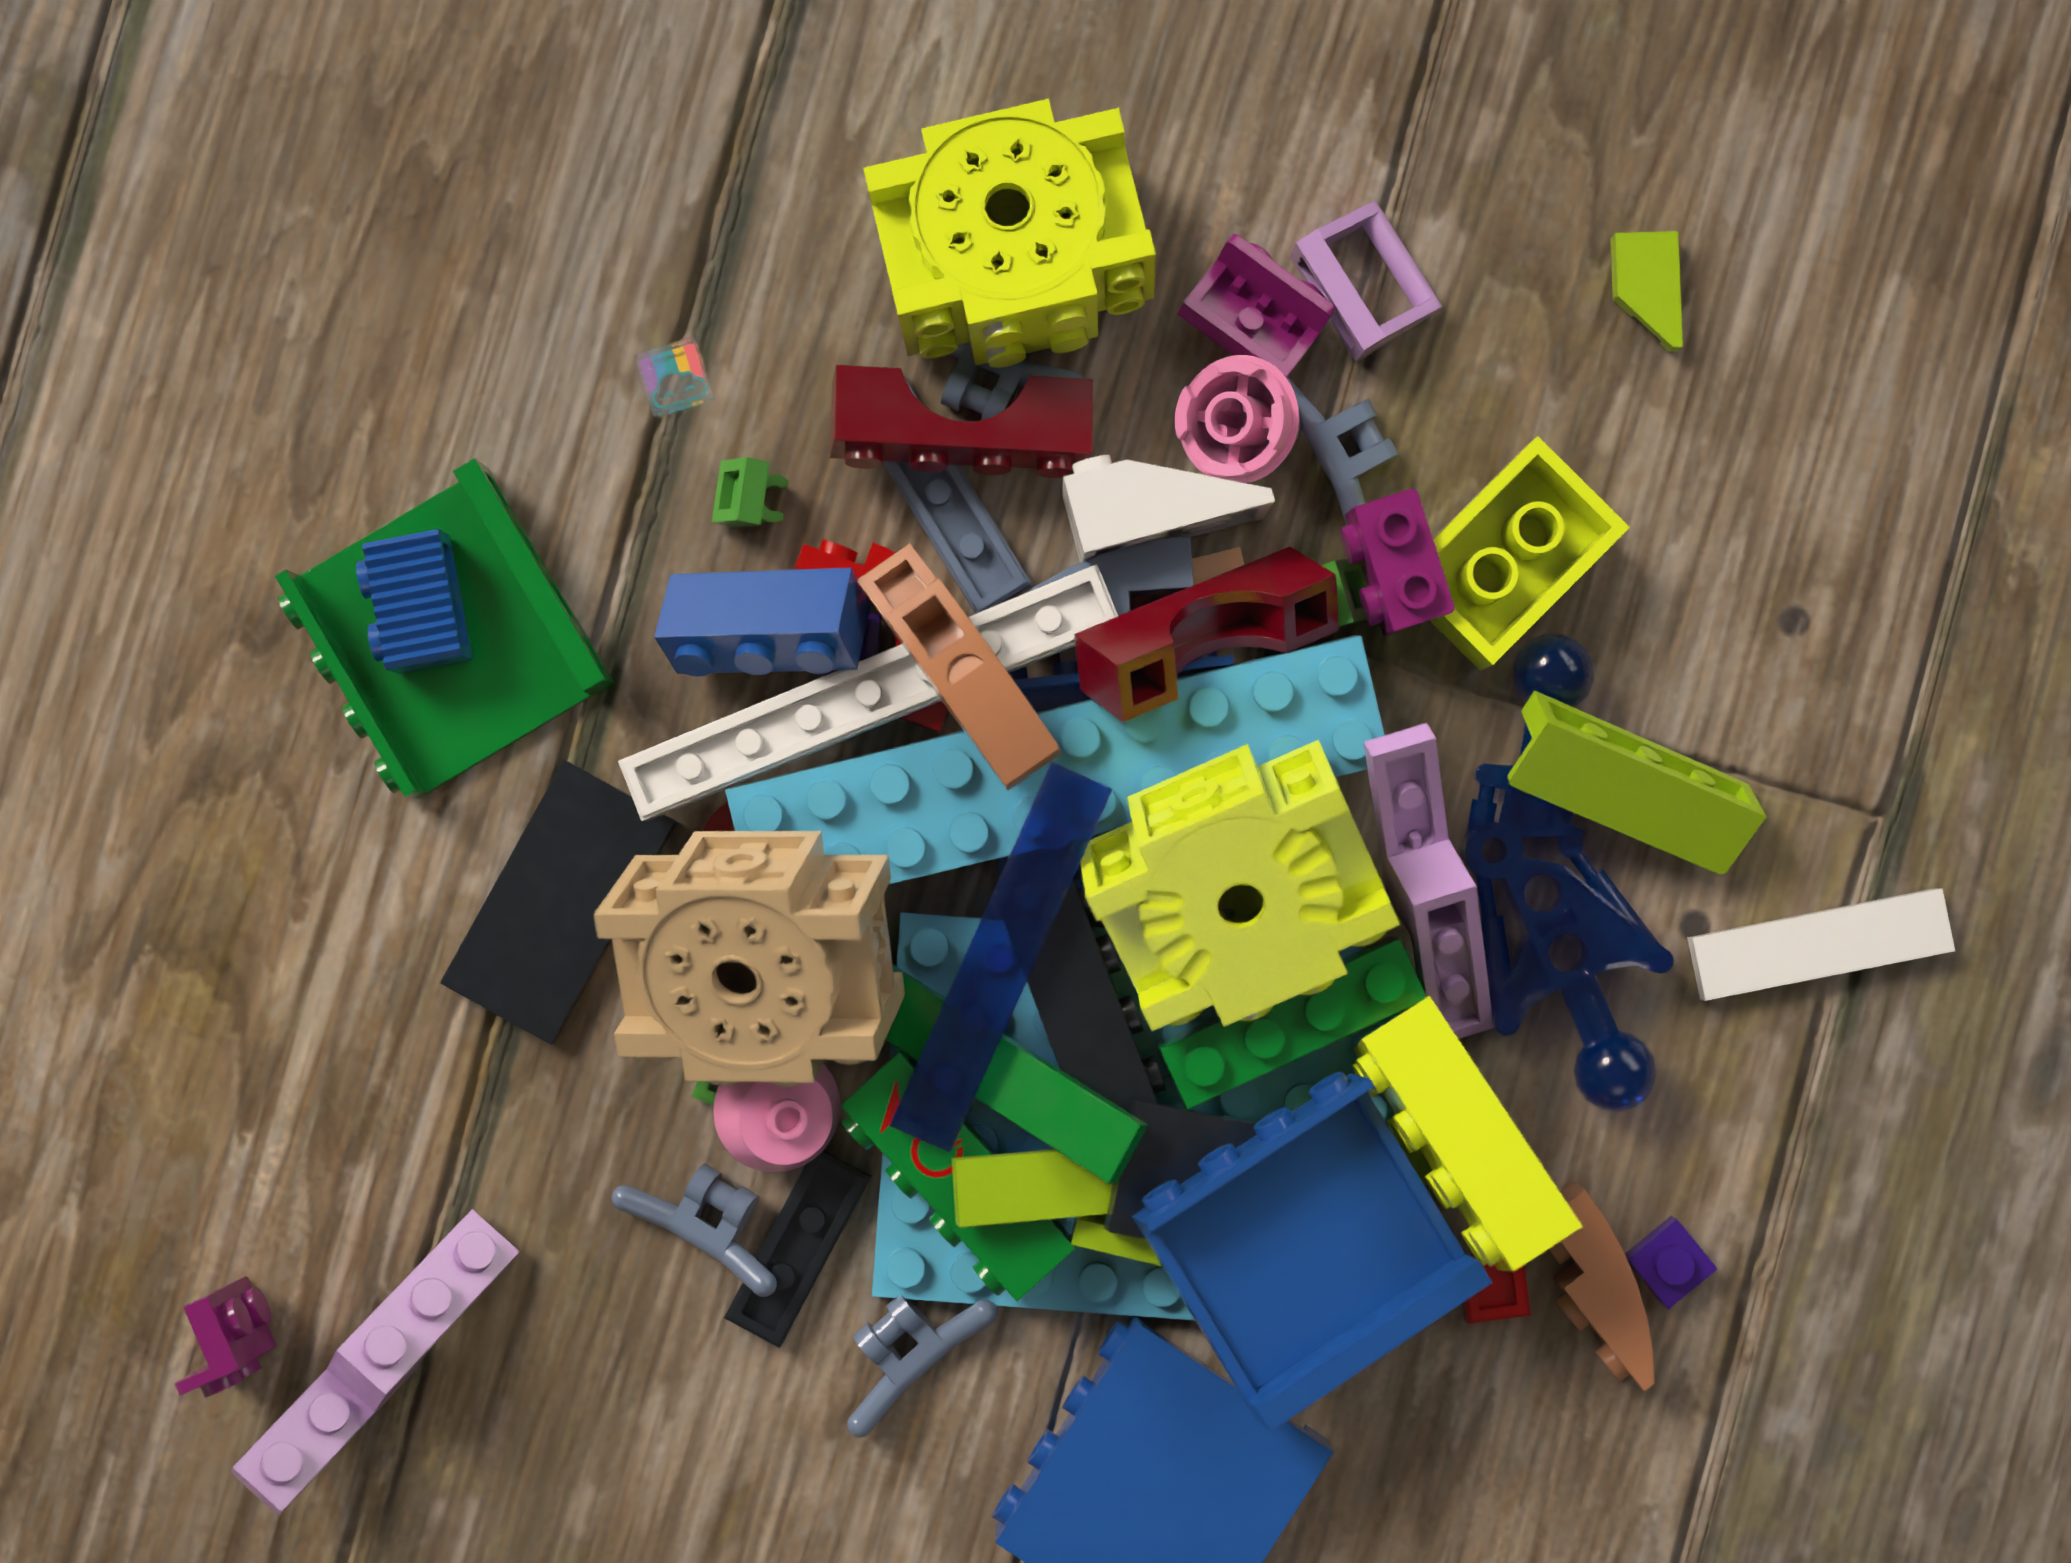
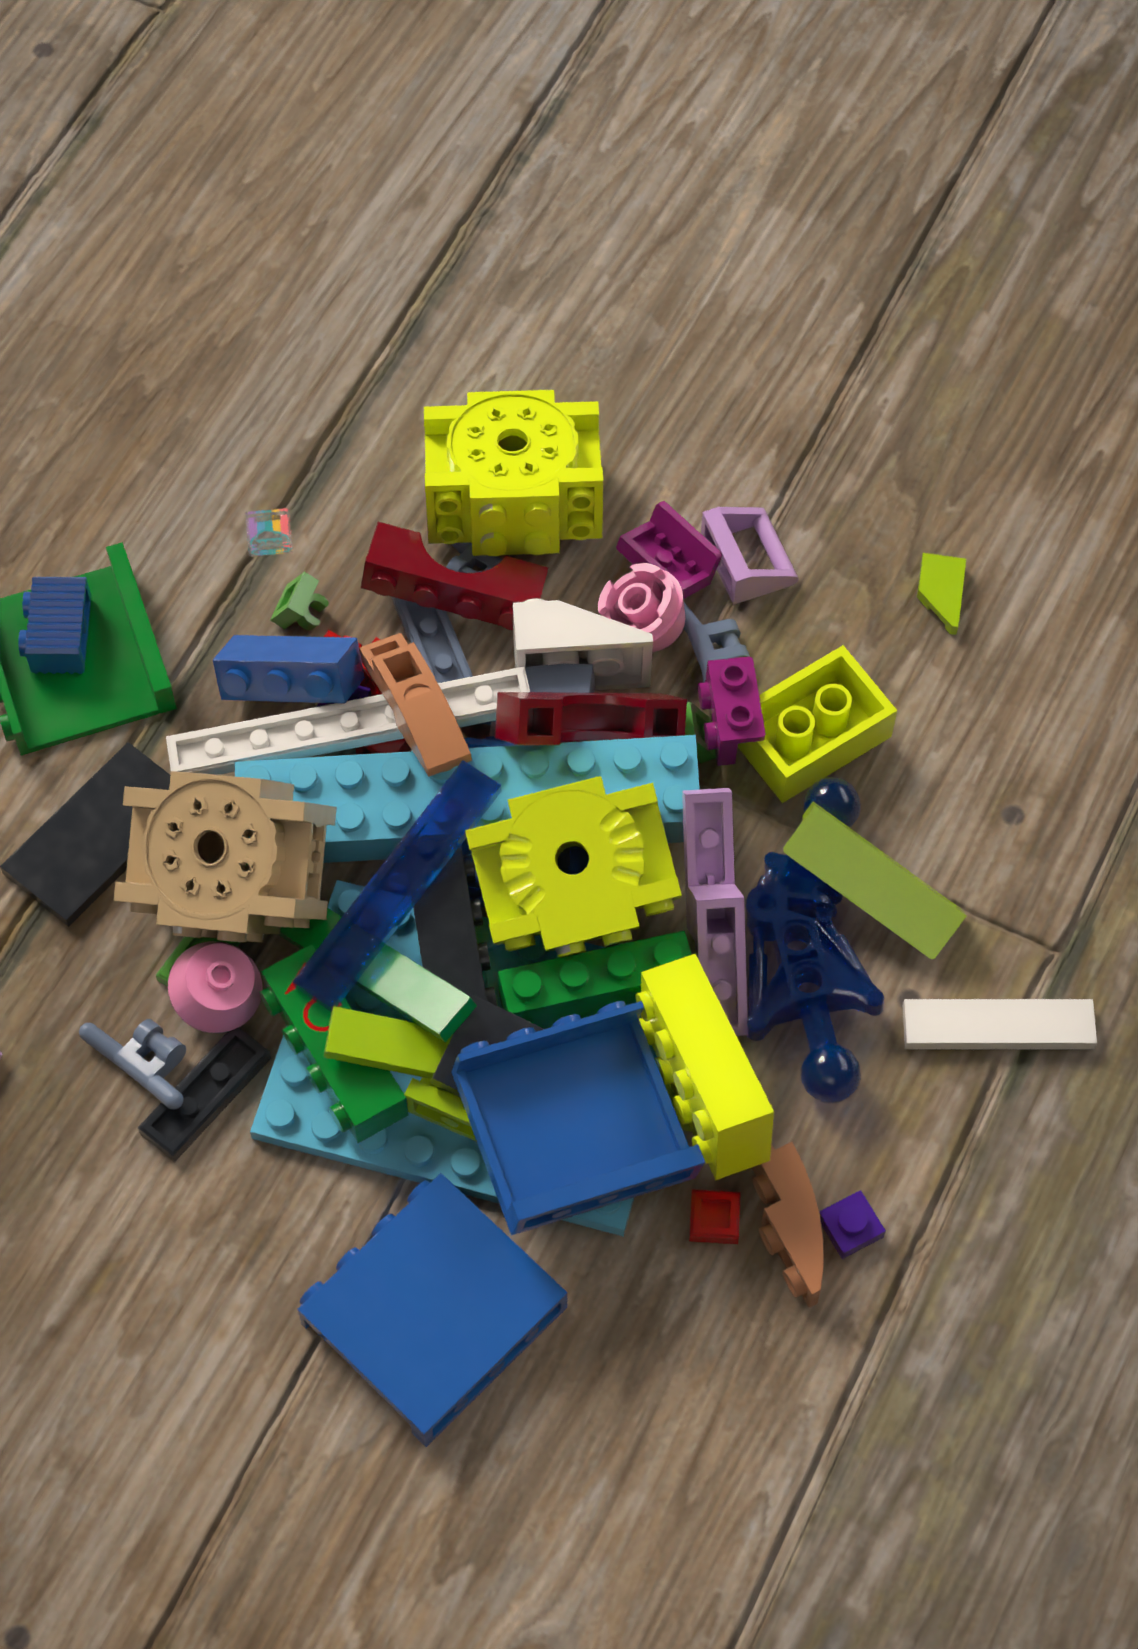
camera: 10 degrees right, 25 degrees down
(903, 1372) = (271, 1187): sand blue piece -> none

